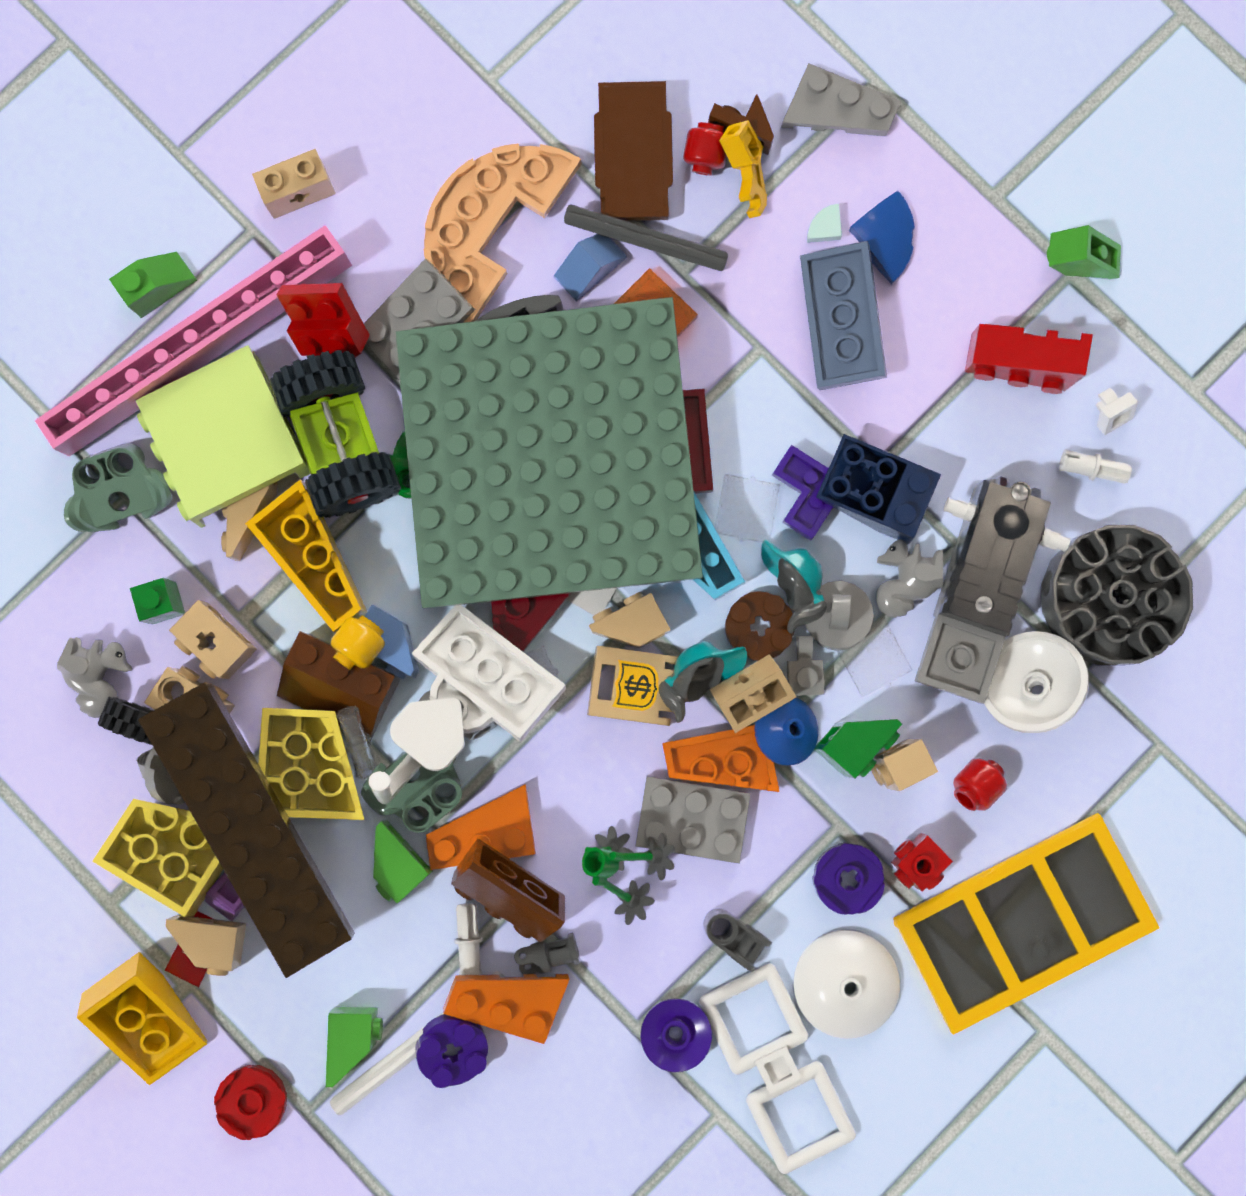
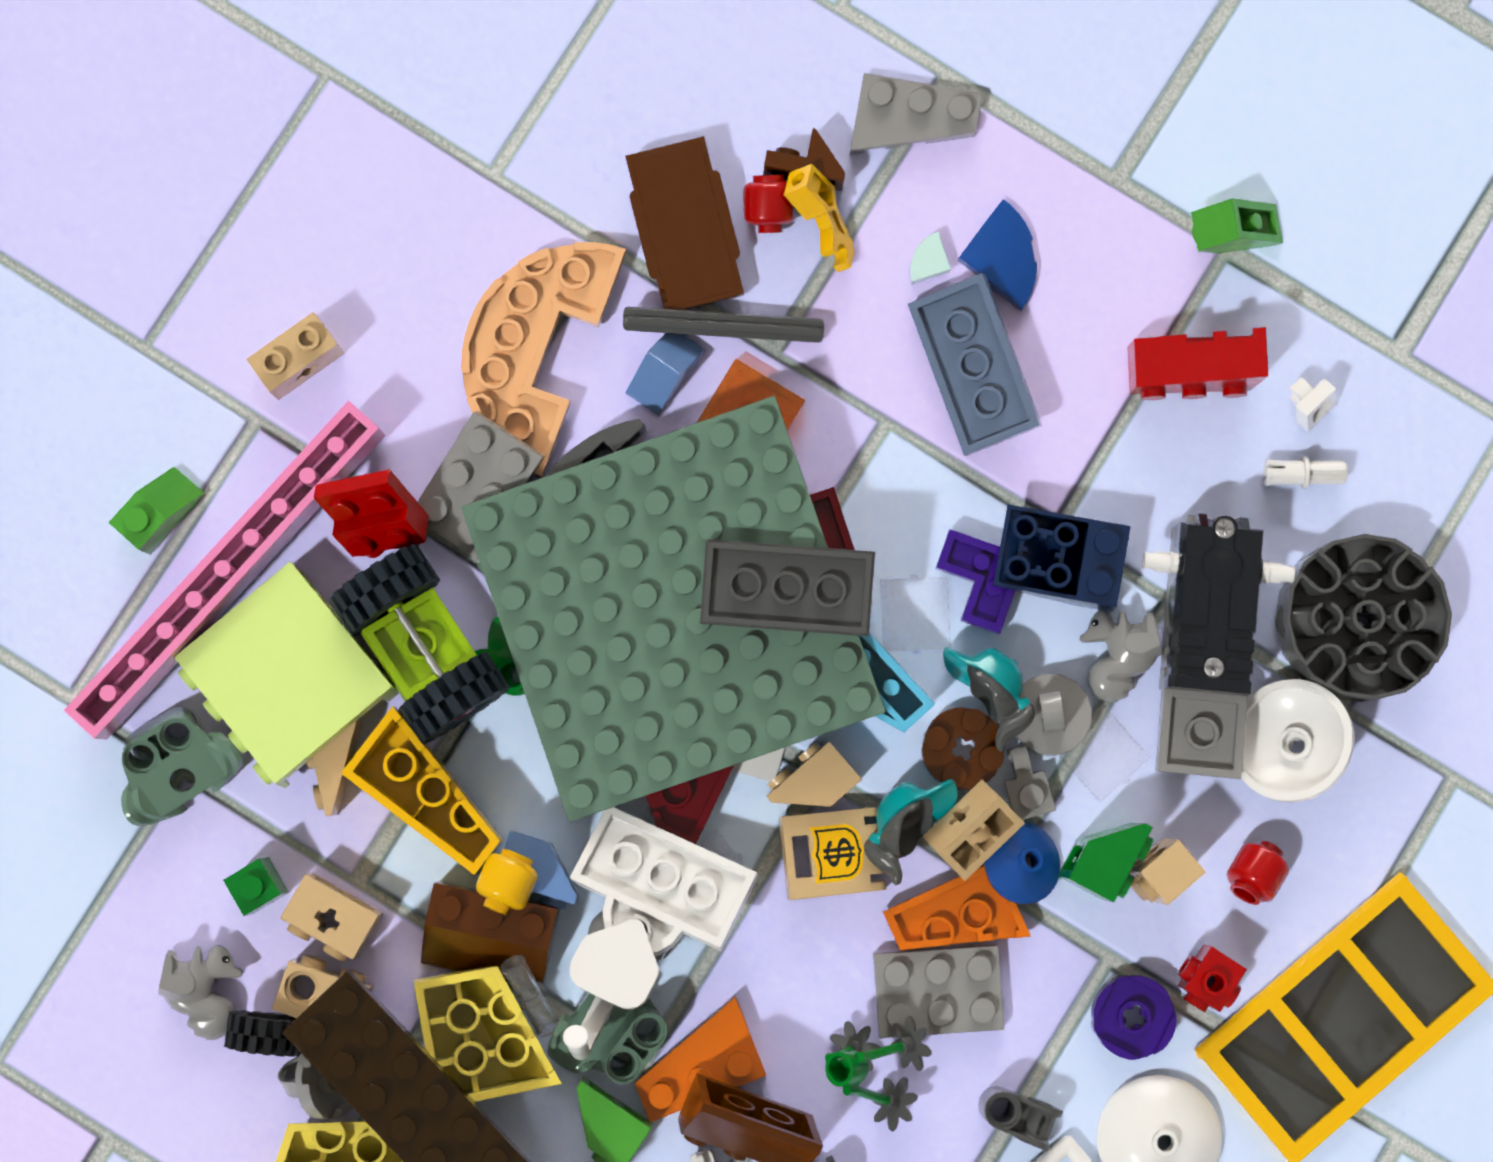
camera: 20 degrees left, 0 degrees up
(645, 455) = (787, 587): none -> dark grey tile

